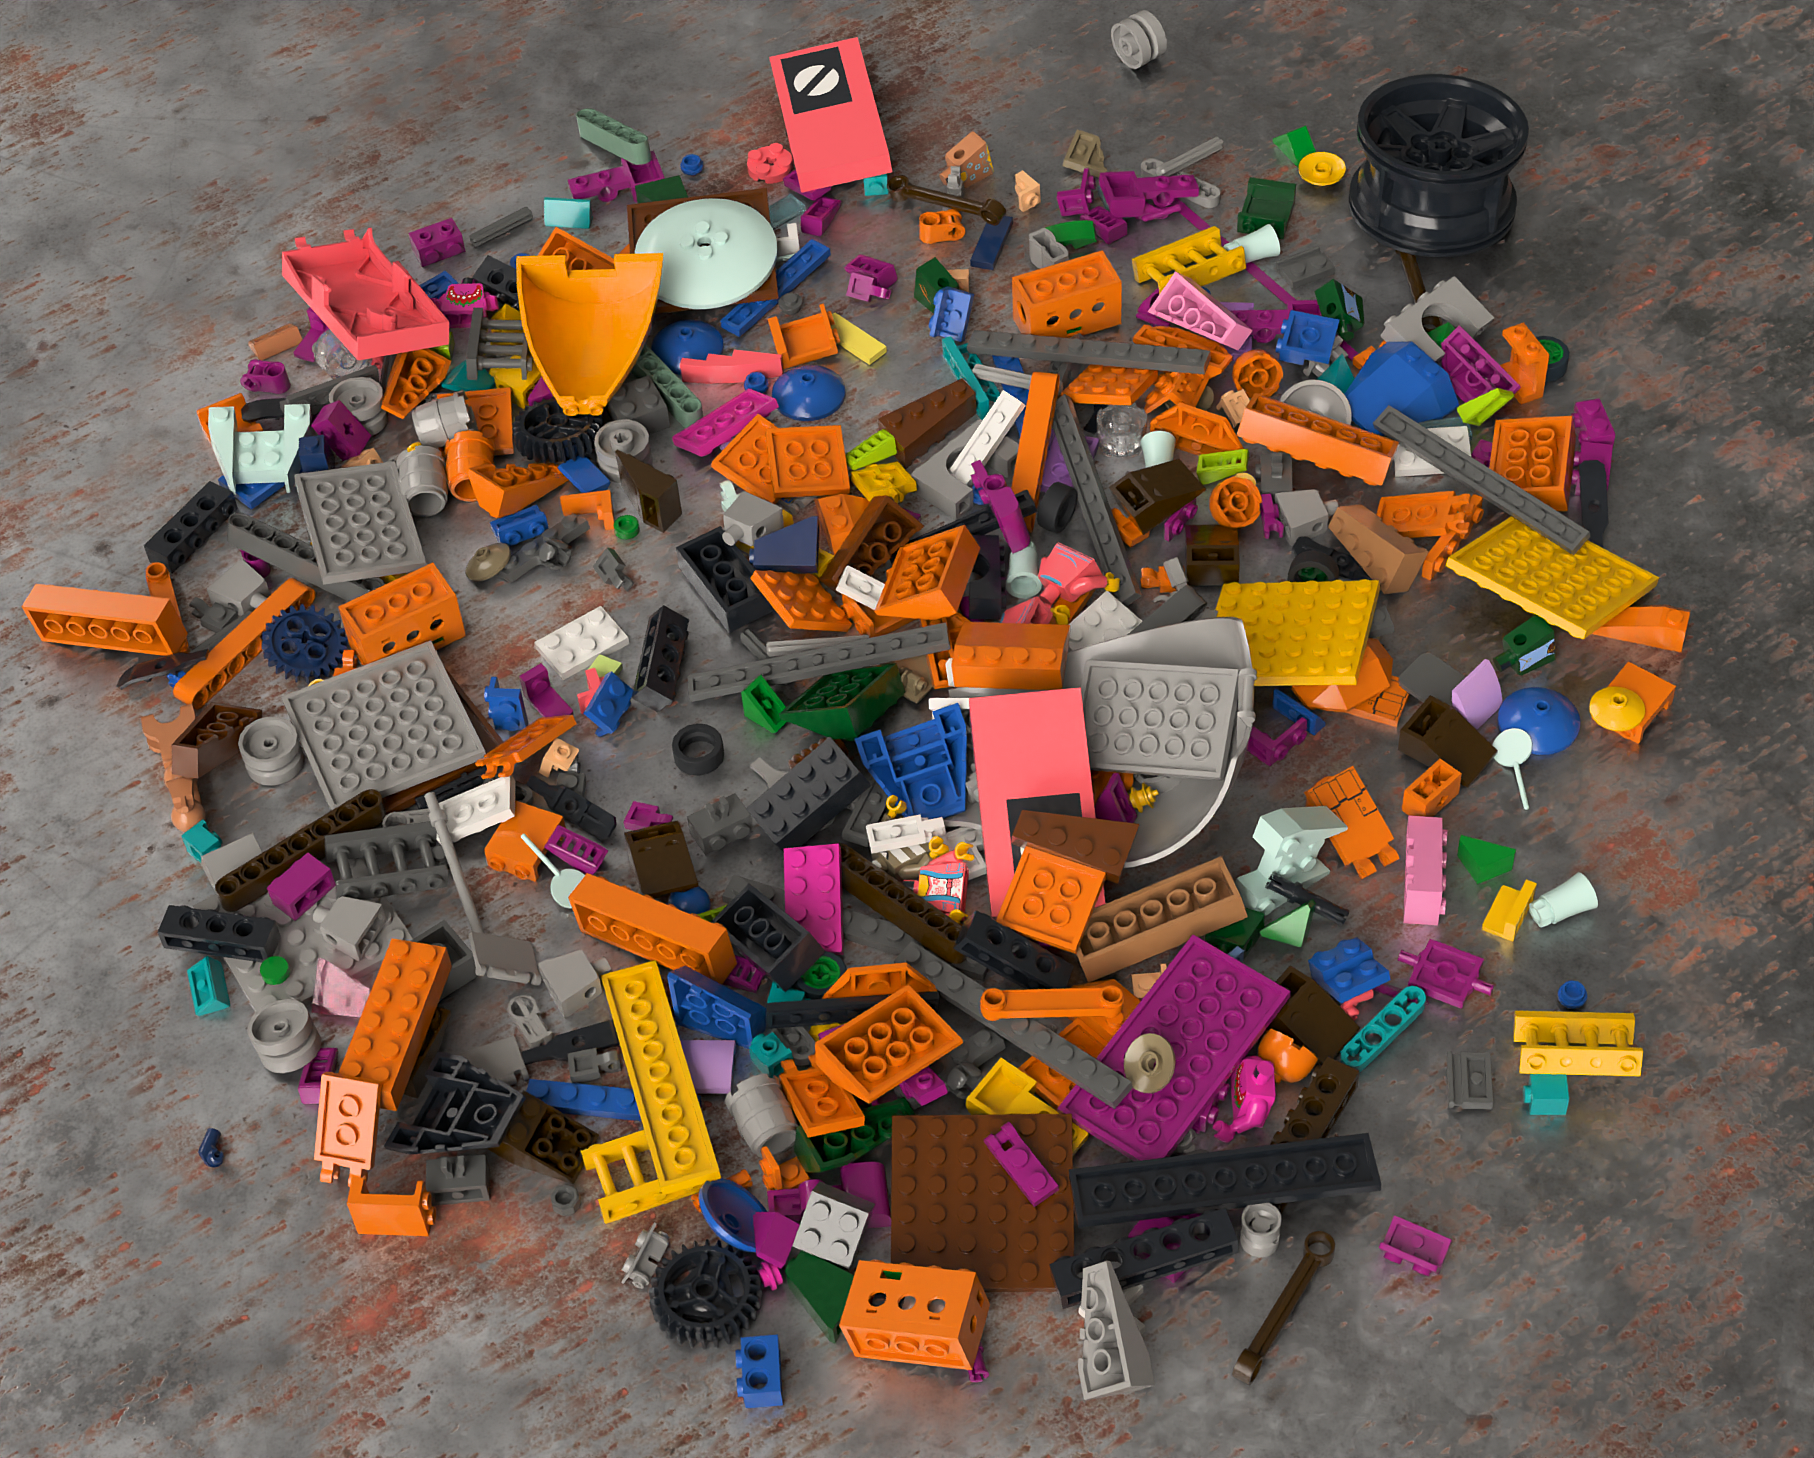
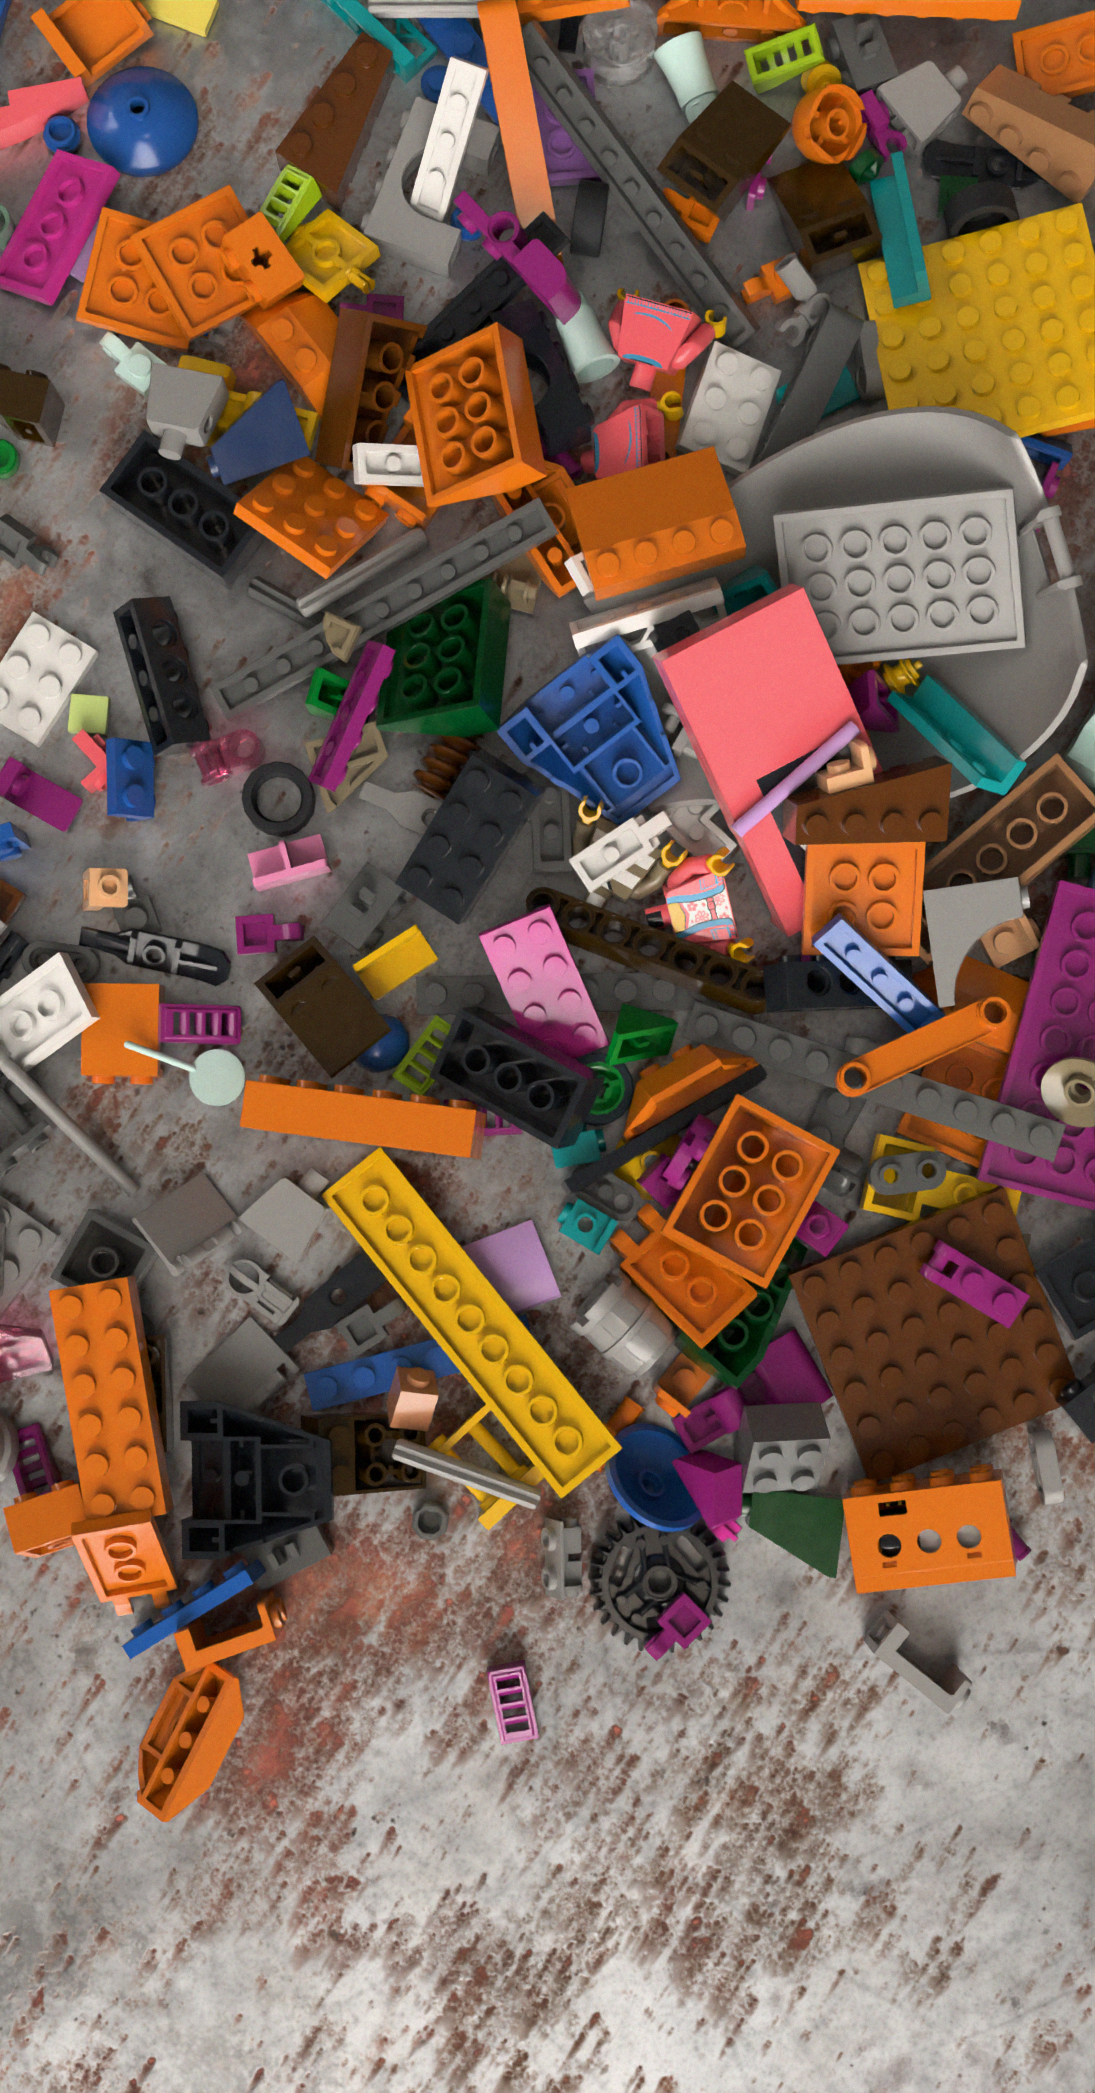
camera: 30 degrees left, 35 degrees up
(300, 1097) = (44, 1522): none -> orange slope
(328, 1270) = (188, 1739): none -> orange wedge
(378, 1181) = (180, 1614): none -> blue plate
(524, 744) = (52, 892): orange tile -> none
(564, 1319) = (504, 1672): none -> slope
(594, 1110) = (412, 1398): none -> nougat brick
(605, 1163) = (466, 1473): none -> light grey axle
(677, 715) = (225, 757): none -> clear pink piece
(684, 787) = (289, 862): none -> bright pink panel
(703, 1308) = (681, 1624): none -> magenta plate
(713, 1008) = (498, 1192): blue wedge -> none
(722, 858) = (395, 962): none -> yellow panel
(752, 740) = (361, 764): none -> dark tan wing
(760, 1371) = (776, 1649): blue brick -> none
(777, 703) = (351, 715): none -> magenta plate
(784, 664) = (340, 635): none -> dark tan tile
(838, 465) = (258, 240): none -> orange brick
(851, 1385) = (884, 1641): none -> light grey panel
(854, 1004) = (688, 1151): none -> magenta plate
(861, 949) = (640, 1036): none -> green slope
(1006, 1086) = (907, 1173): none -> dark grey plate
(1025, 1322) = (1046, 1467): none -> light grey beam
(1034, 805) = (795, 779): none -> lavender bar
(1037, 944) = (876, 974): none -> plate
(1066, 807) = (845, 774): none -> light nougat bracket
(1111, 933) = (960, 918): none -> light grey arch
(1158, 825) = (960, 735): none -> teal fence
(1251, 535) = (866, 166): none -> dark green tile
(1255, 569) = (900, 236): none -> teal fence

